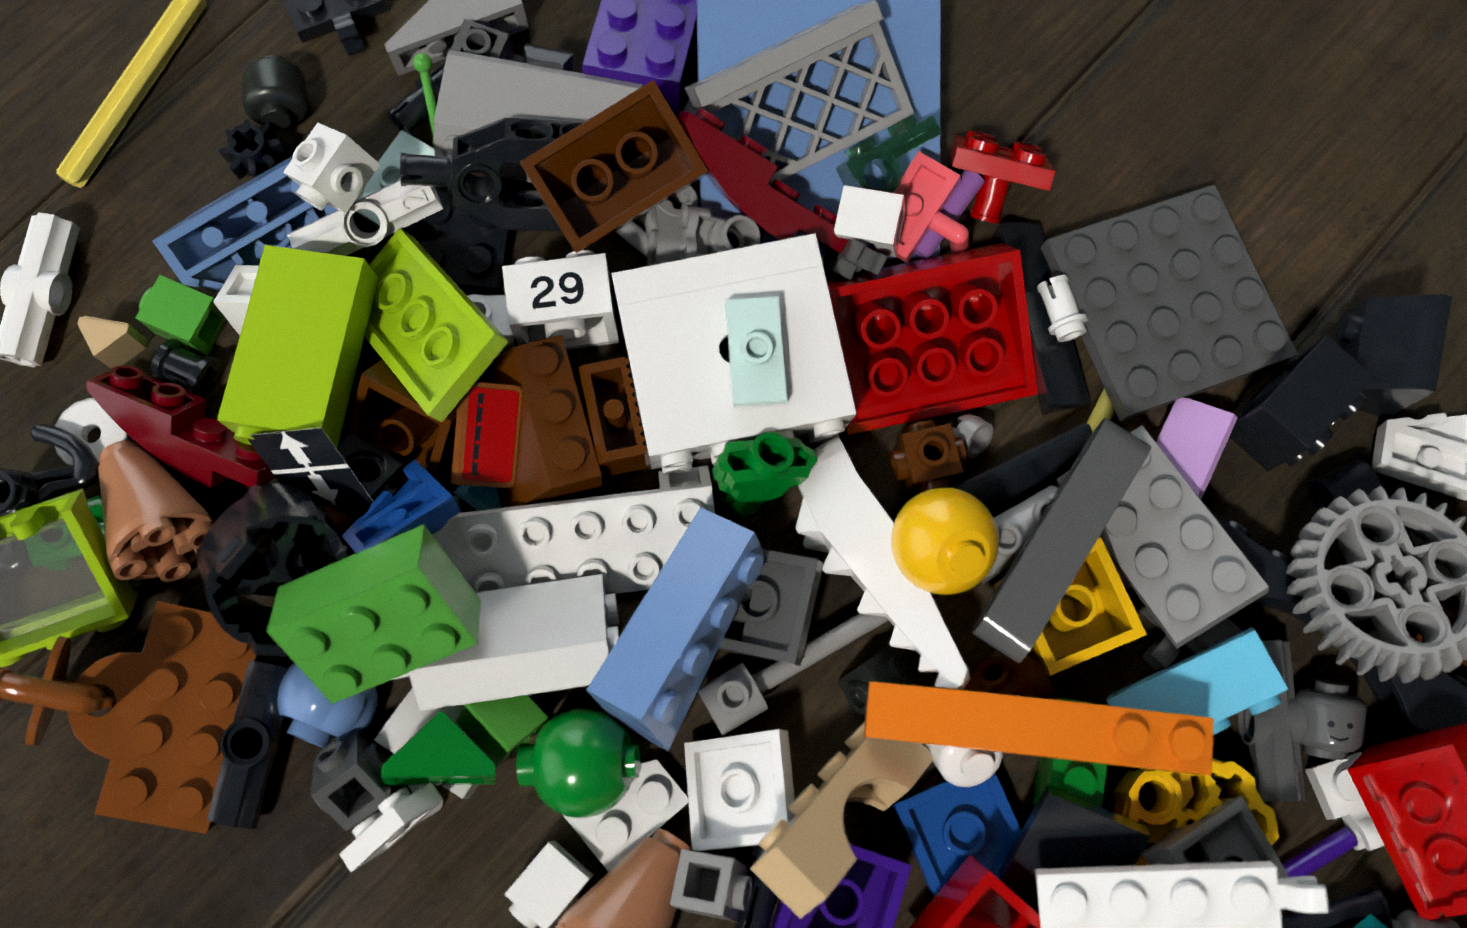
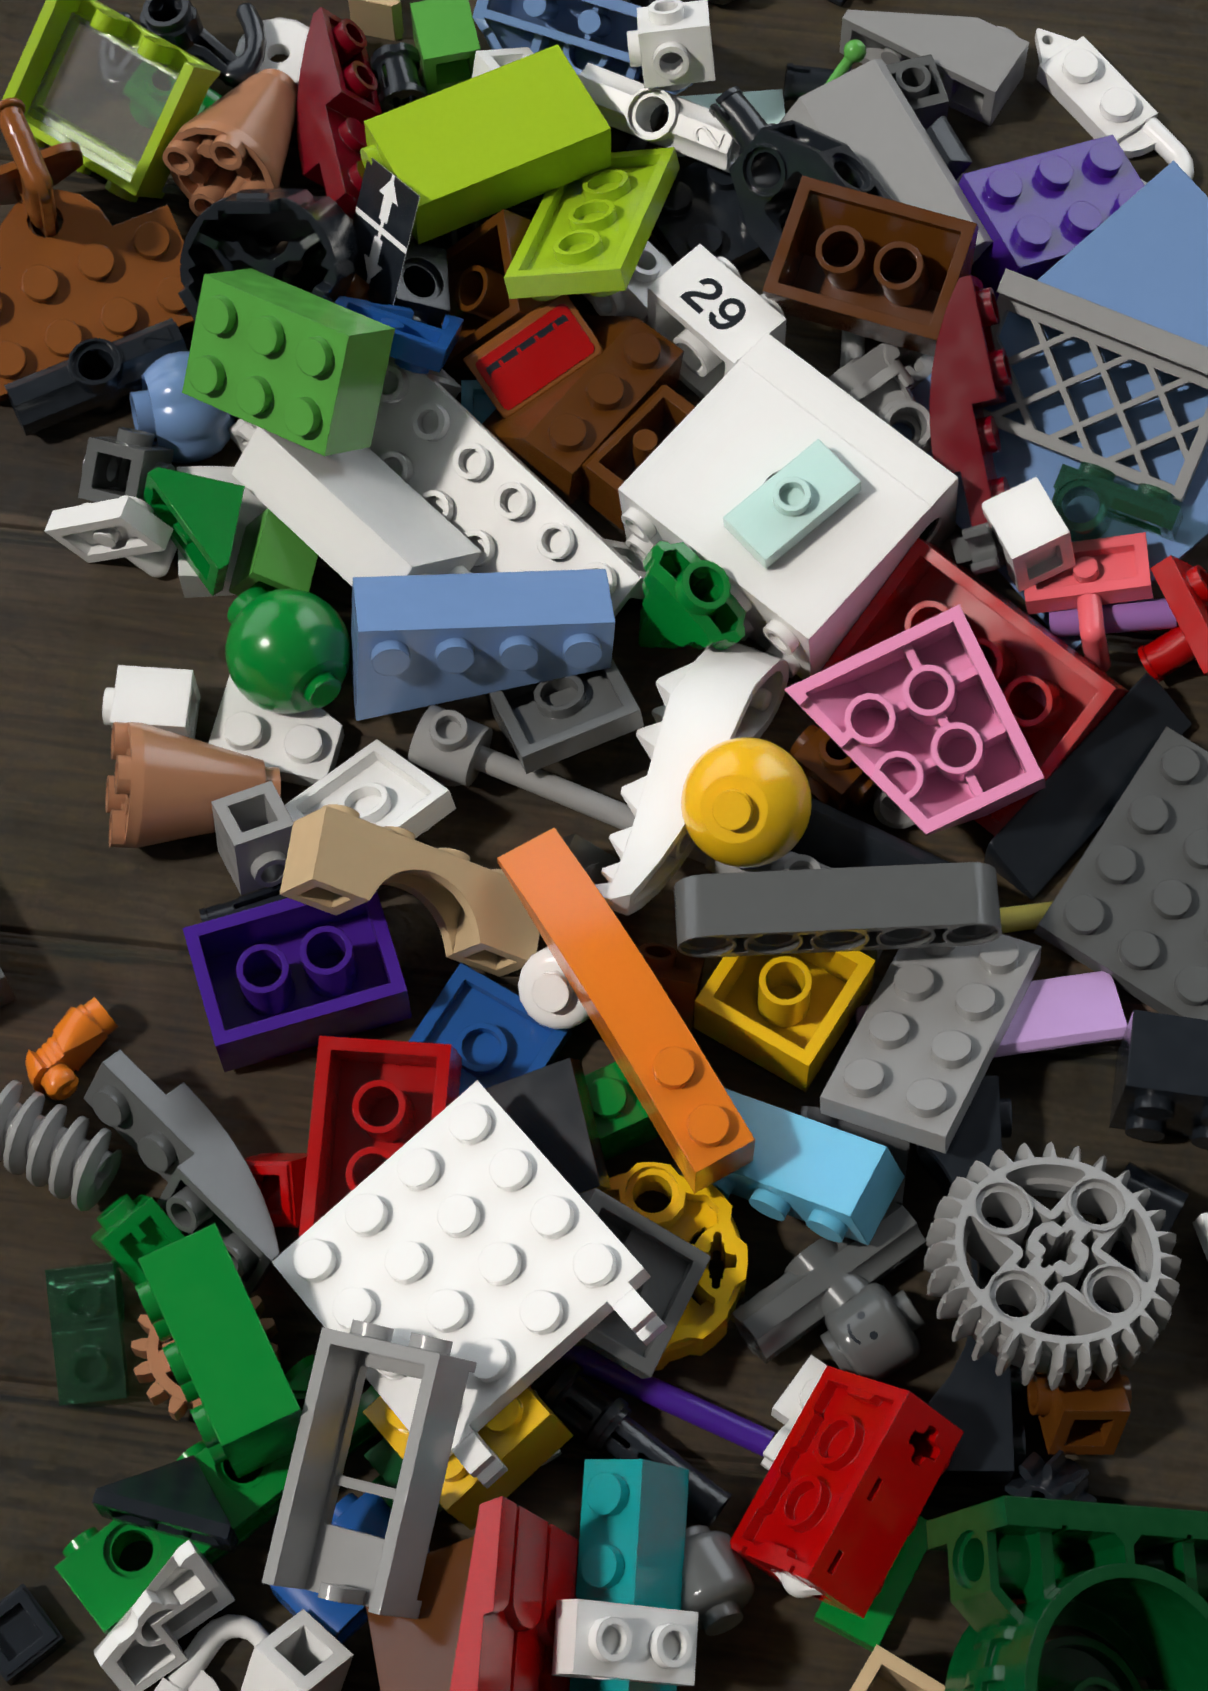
camera: 60 degrees right, 10 degrees down
(961, 382) = (926, 723): none -> bright pink wedge
(1062, 309) = (1097, 797): white pin -> none

